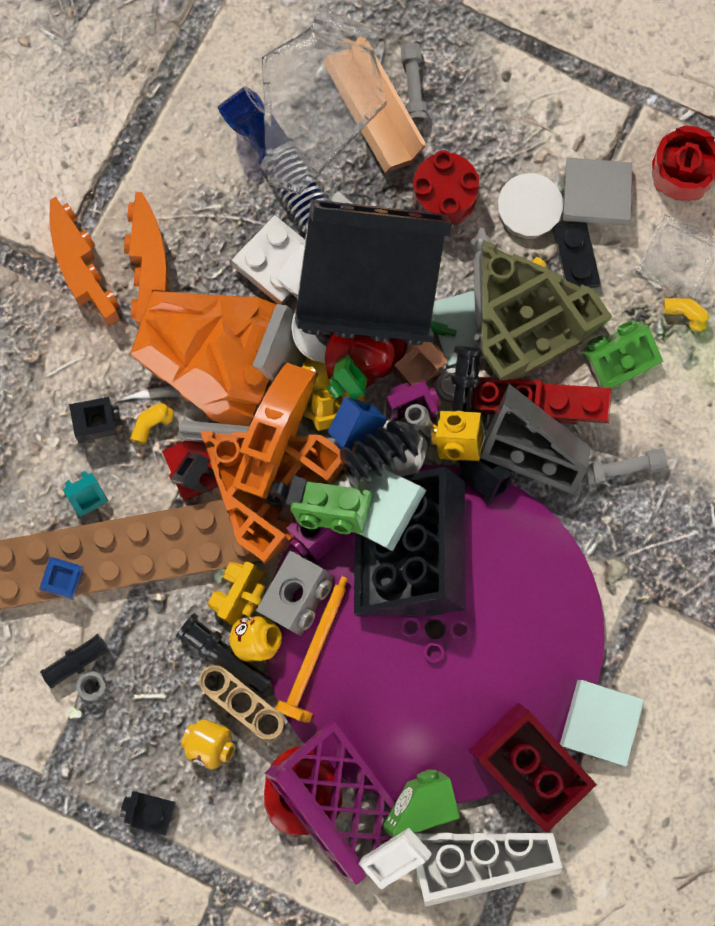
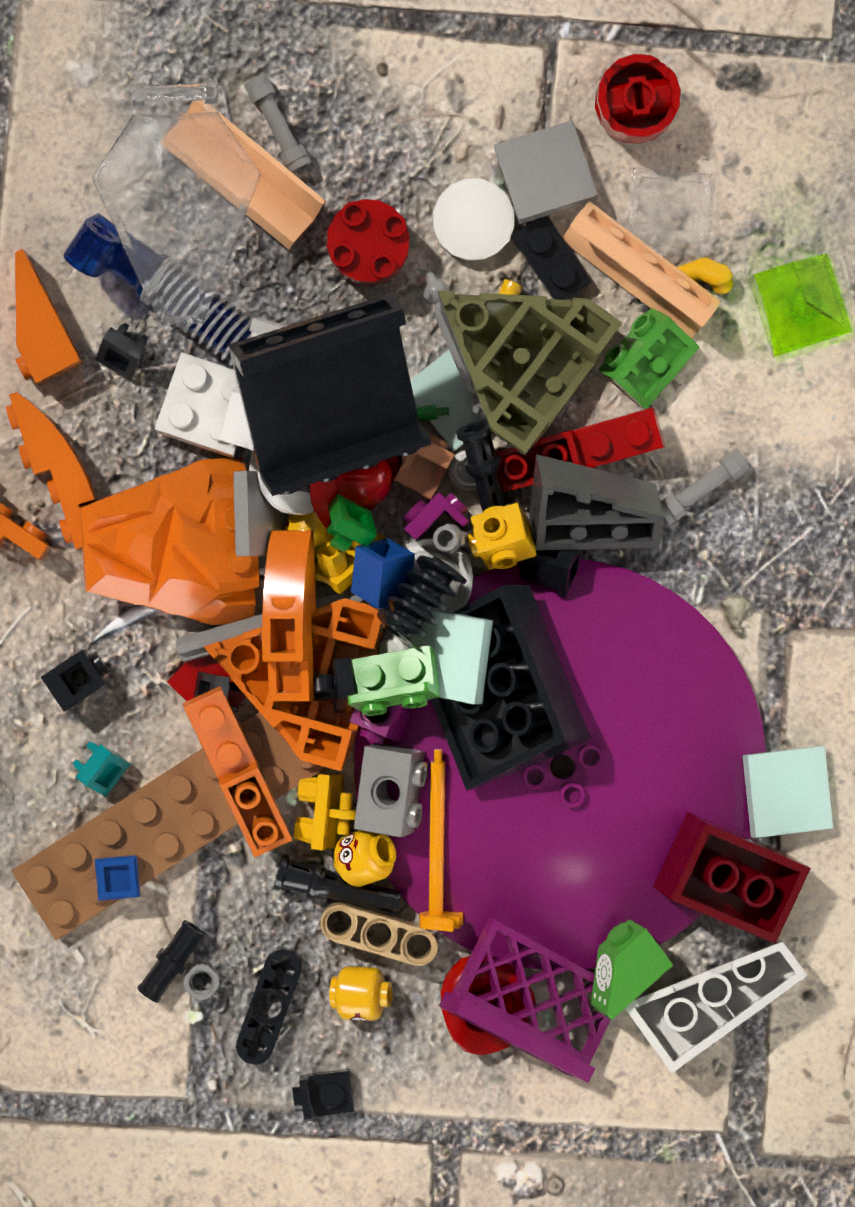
camera: 20 degrees left, 10 degrees up
(122, 751) = (269, 1038): none -> black beam
(148, 418) = (137, 650): yellow arm -> none
(177, 159) = (40, 332): none -> orange slope
(186, 532) = (237, 771): none -> orange slope
(230, 197) = (121, 352): none -> black tile
(395, 858) = (620, 1039): white tile -> none
(640, 287) = (640, 269): none -> light nougat panel

